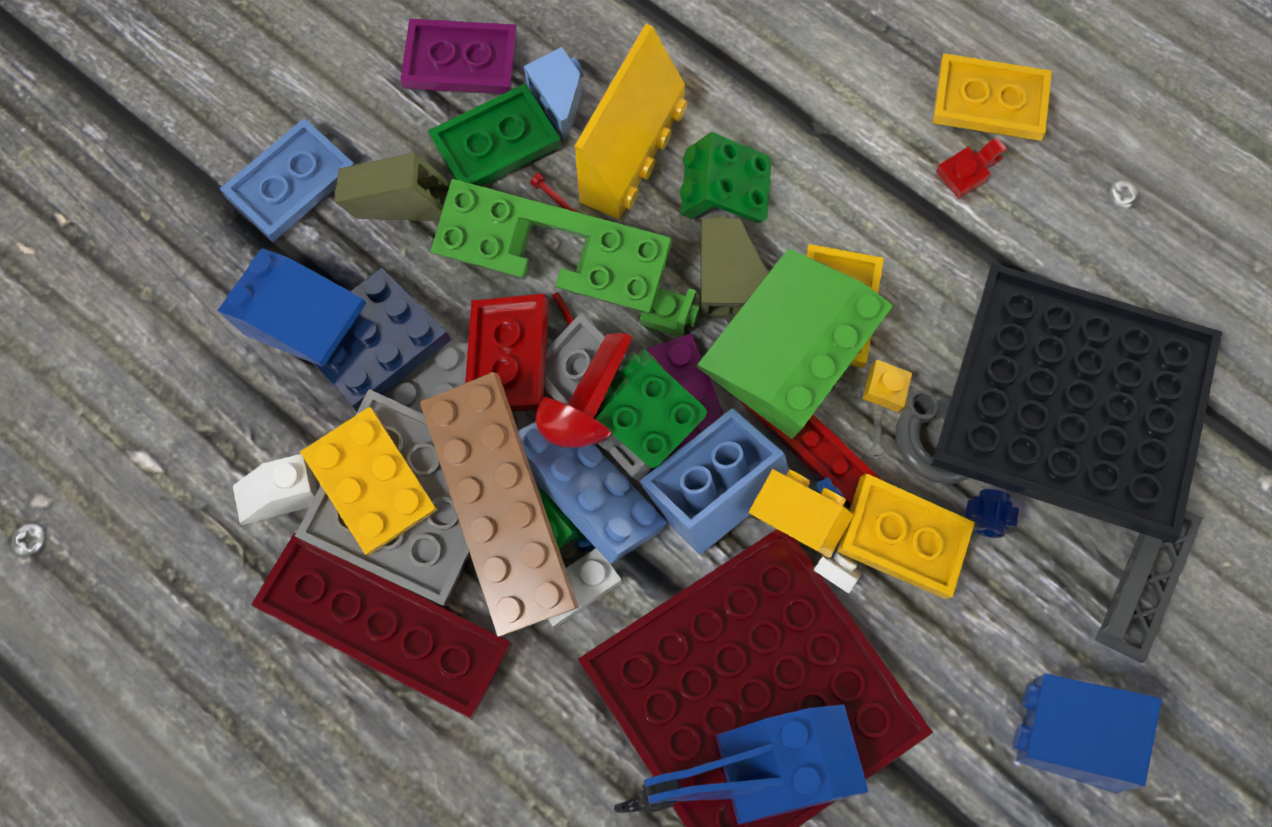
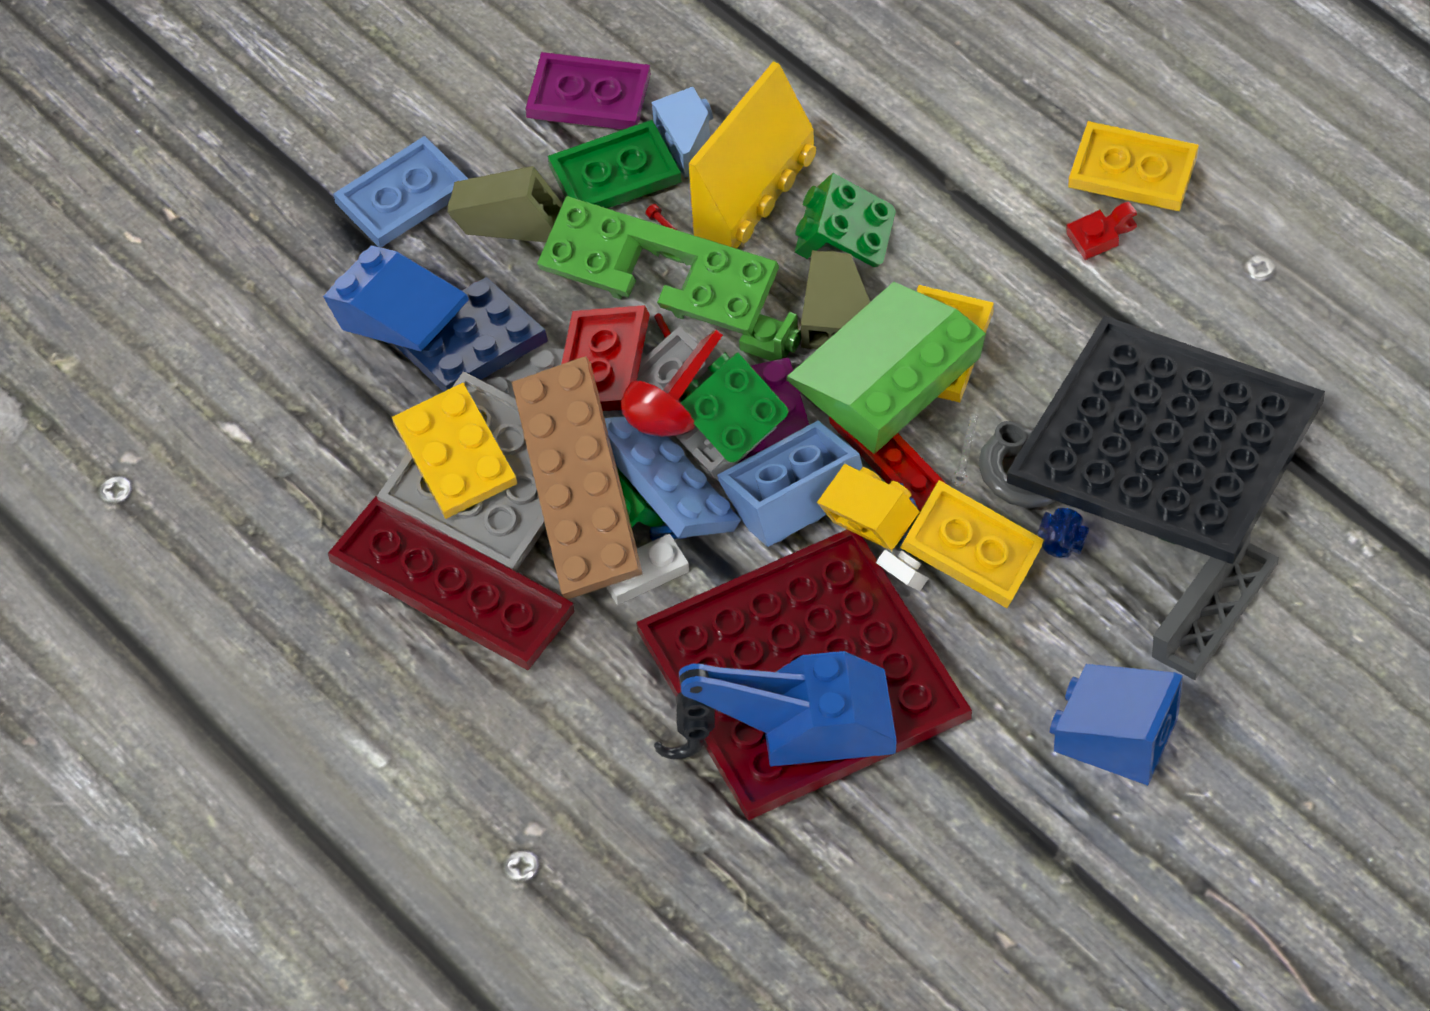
camera: 10 degrees right, 15 degrees down
(275, 489) = (360, 459): white slope -> none
(887, 385) = (979, 417): yellow plate -> none

